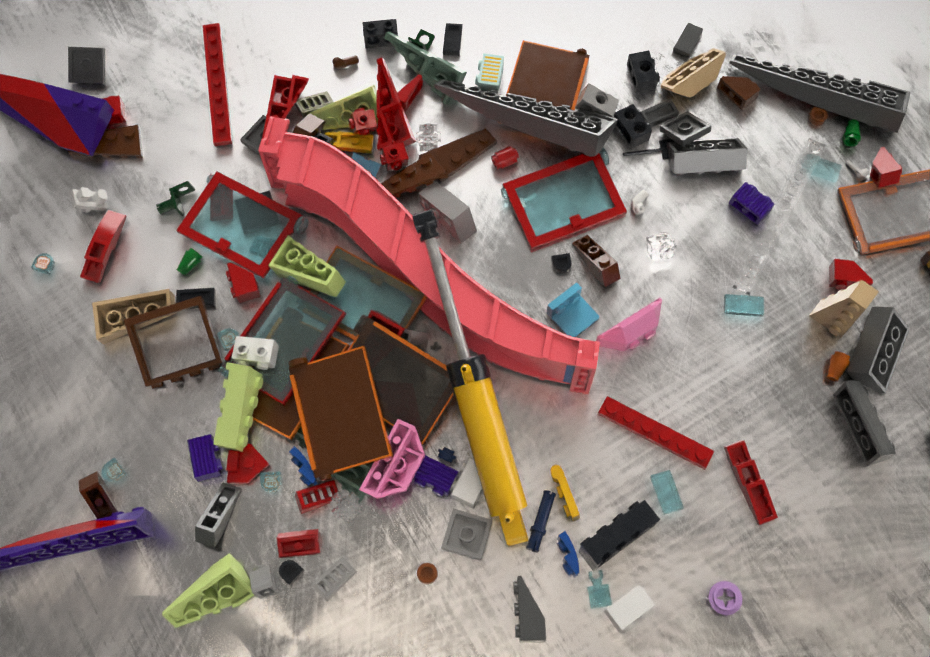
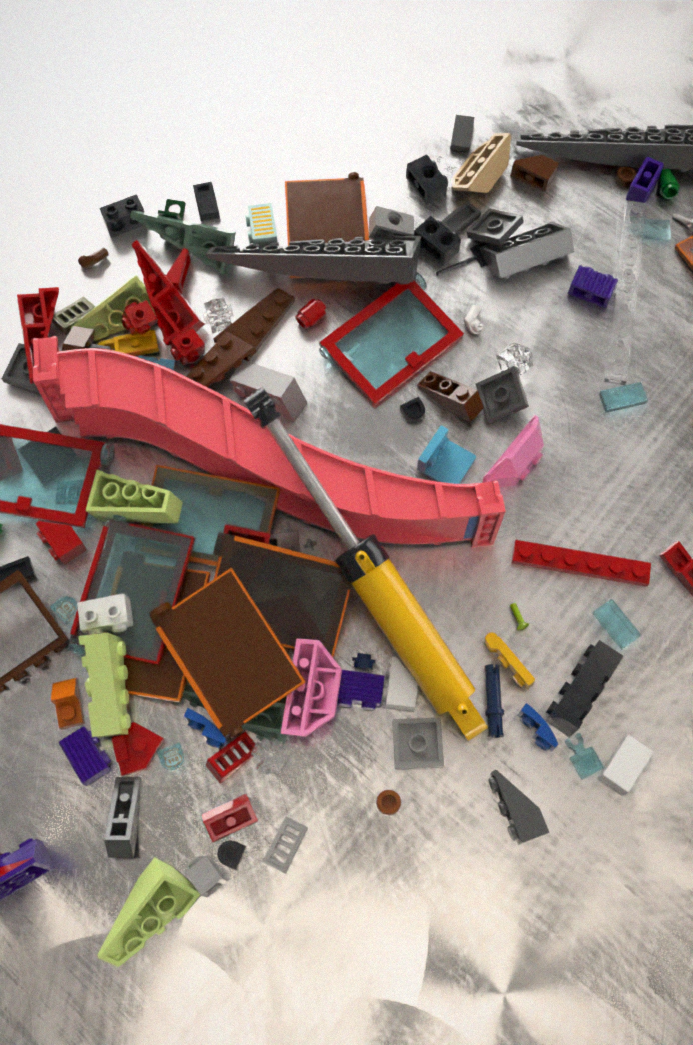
camera: 20 degrees left, 0 degrees up
(205, 413) = (67, 703): none -> orange slope
(587, 467) = (521, 624): none -> lime piece
(639, 272) = (502, 395): none -> dark grey plate
(830, 125) = (645, 180): none -> dark purple brick

